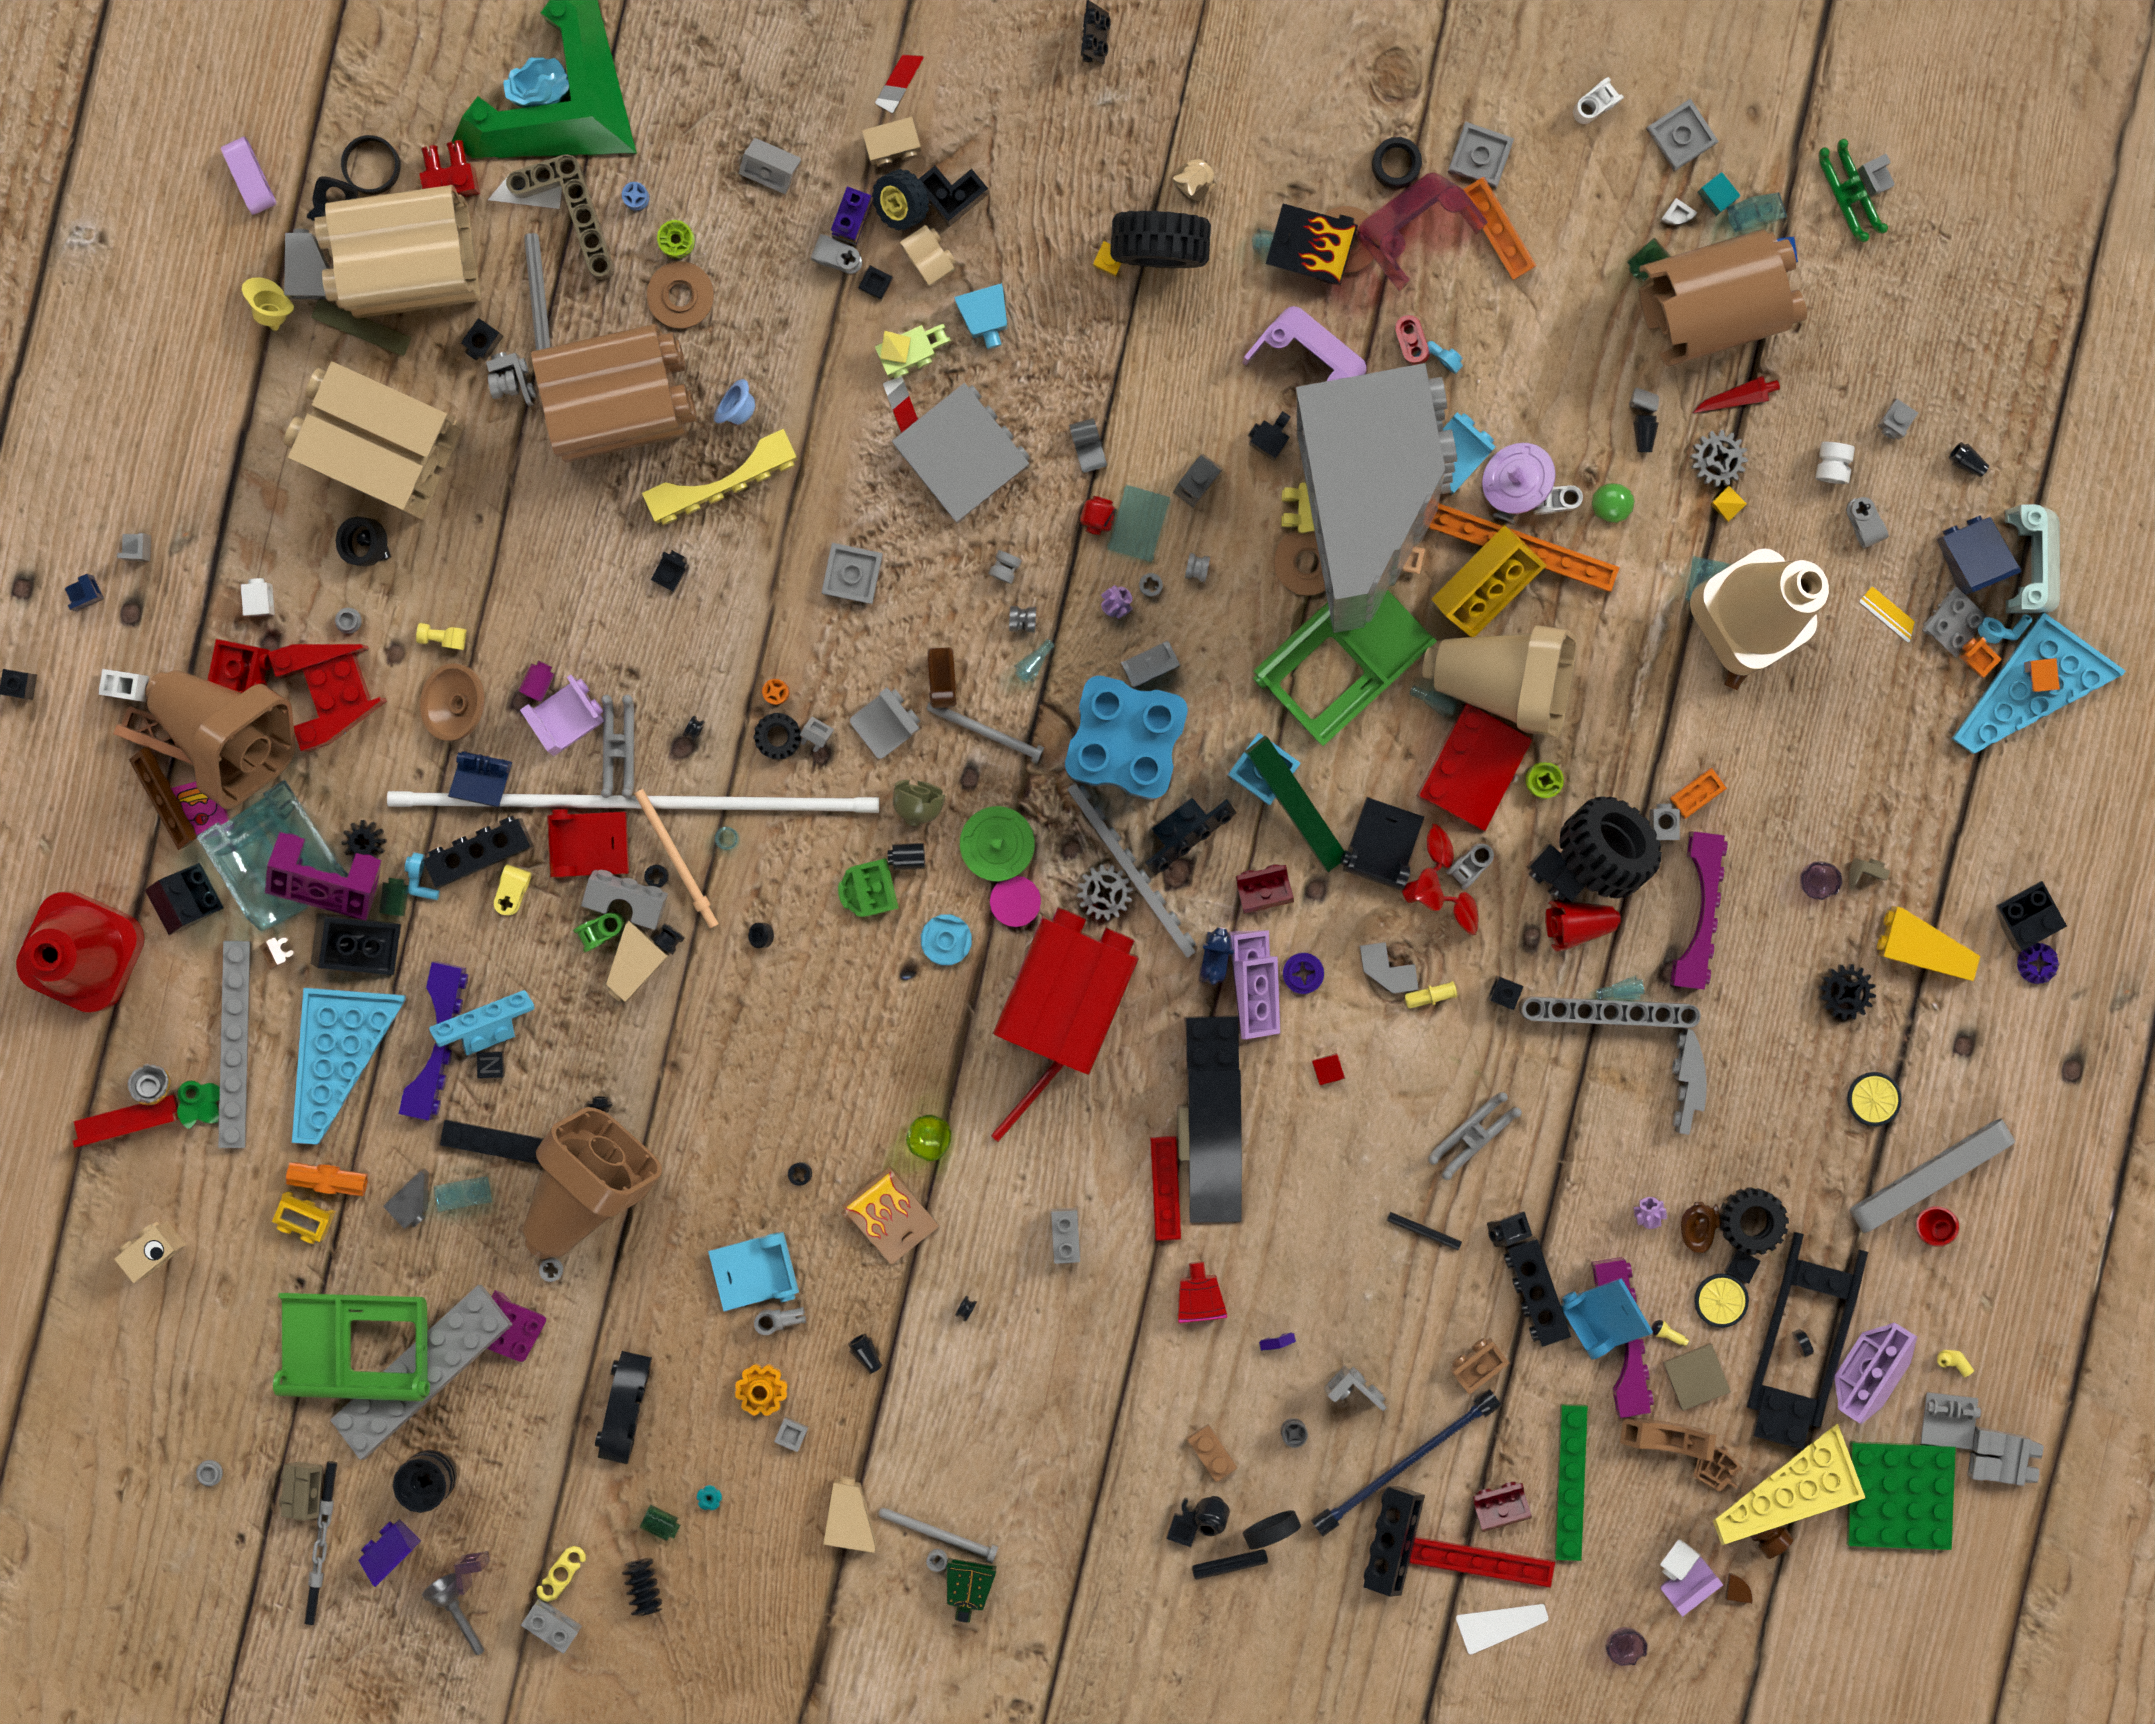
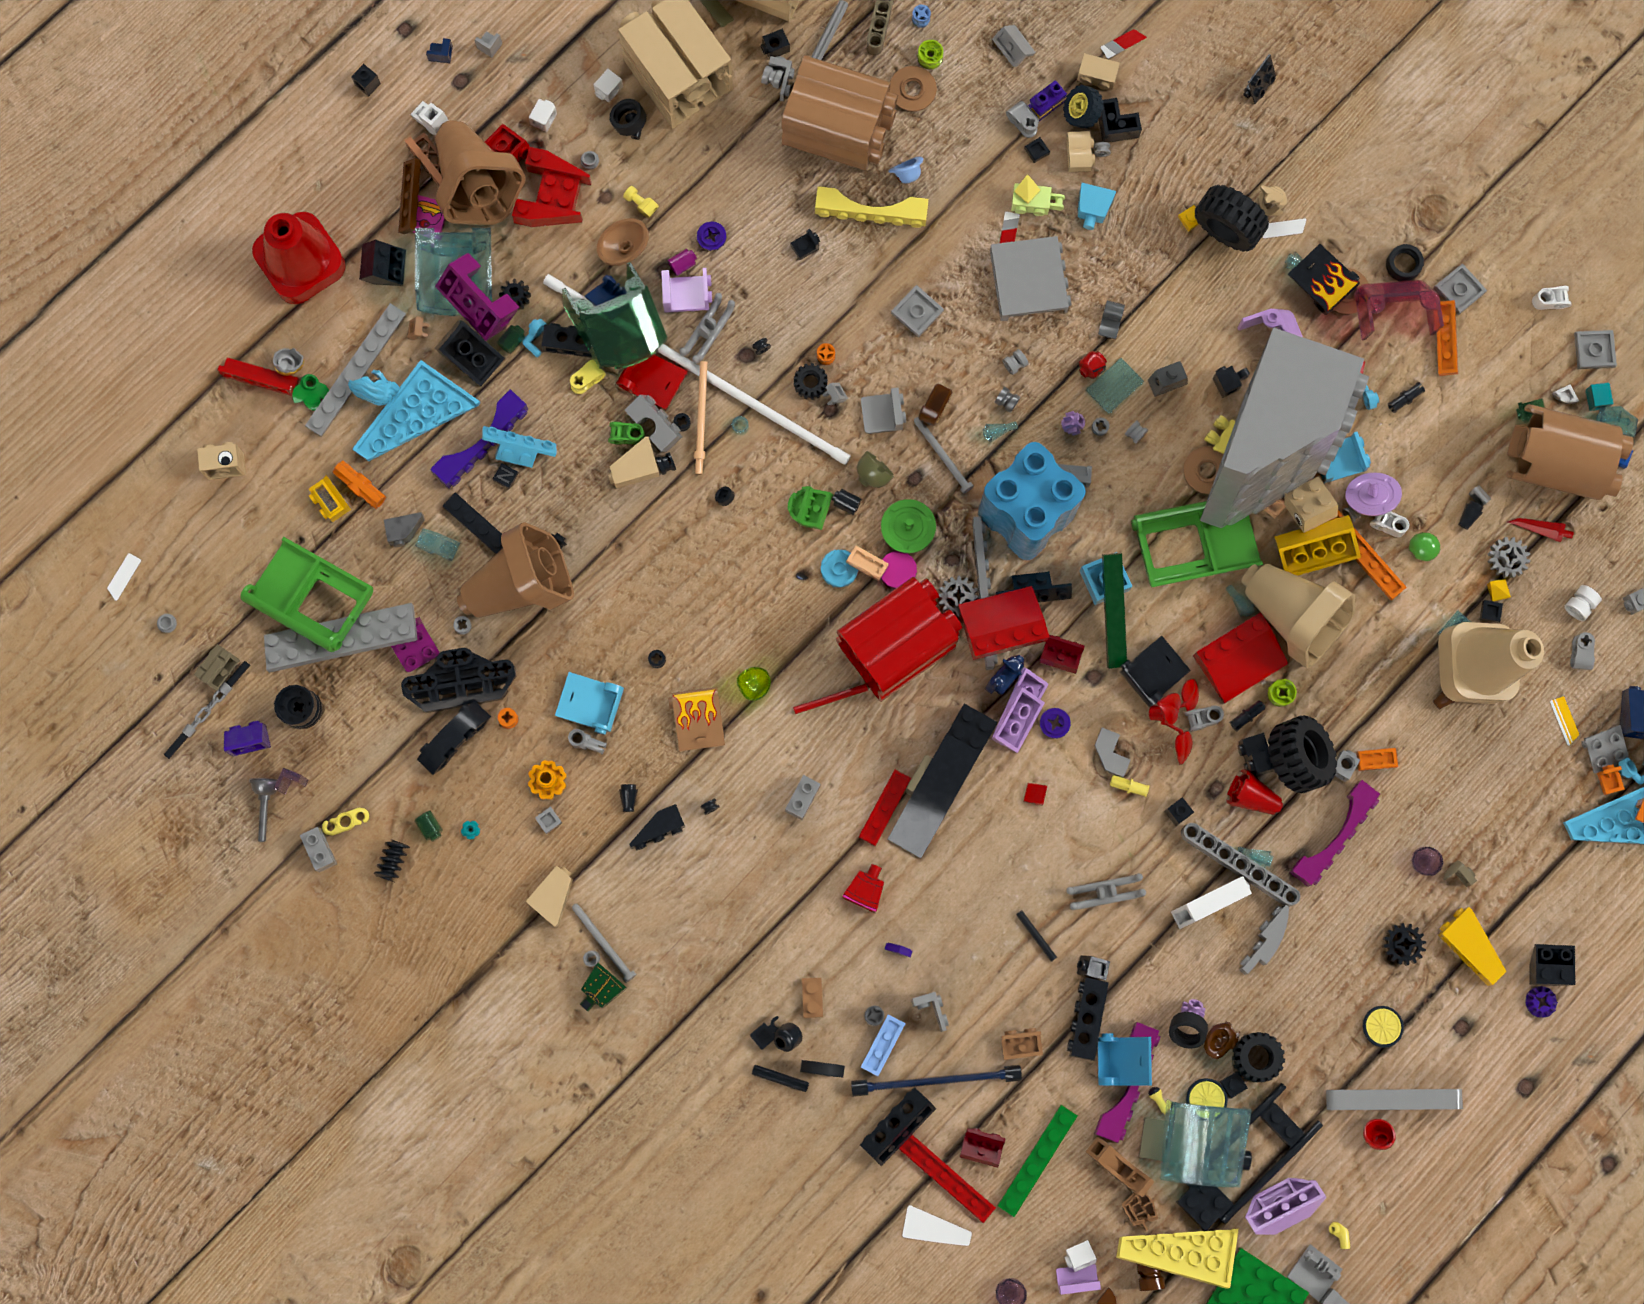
camera: 30 degrees right, 10 degrees down
(122, 1447) = (123, 575): none -> white sticker
(280, 1062) = (376, 392): none -> medium azure hair
(312, 515) = (608, 86): none -> white brick
(521, 813) = (621, 329): none -> clear green windscreen
(539, 629) = (714, 228): none -> dark purple gear
(581, 1338) = (454, 679): none -> black connector
(675, 1343) = (508, 722): none -> orange wheel
(923, 1361) = (661, 824): none -> black slope
(953, 236) = (1102, 149): none -> light grey bush
(976, 916) = (867, 563): none -> light nougat plate
(1175, 896) = (1003, 622): none -> red slope
(1228, 202) = (1285, 228): none -> white sticker
(1323, 1459) = (882, 1045): none -> light blue plate
(1453, 538) = (1311, 504): none -> tan brick
(1491, 331) = (1406, 397): none -> black pin
(1519, 831) = (1247, 715): none -> black axle
(1602, 1076) = (1211, 902): none -> white slope
(1653, 1229) = (1188, 1040): none -> black tyre
(1733, 536) = (1491, 611): none -> black plate
(1750, 1360) = (1204, 1144): none -> clear light blue windscreen

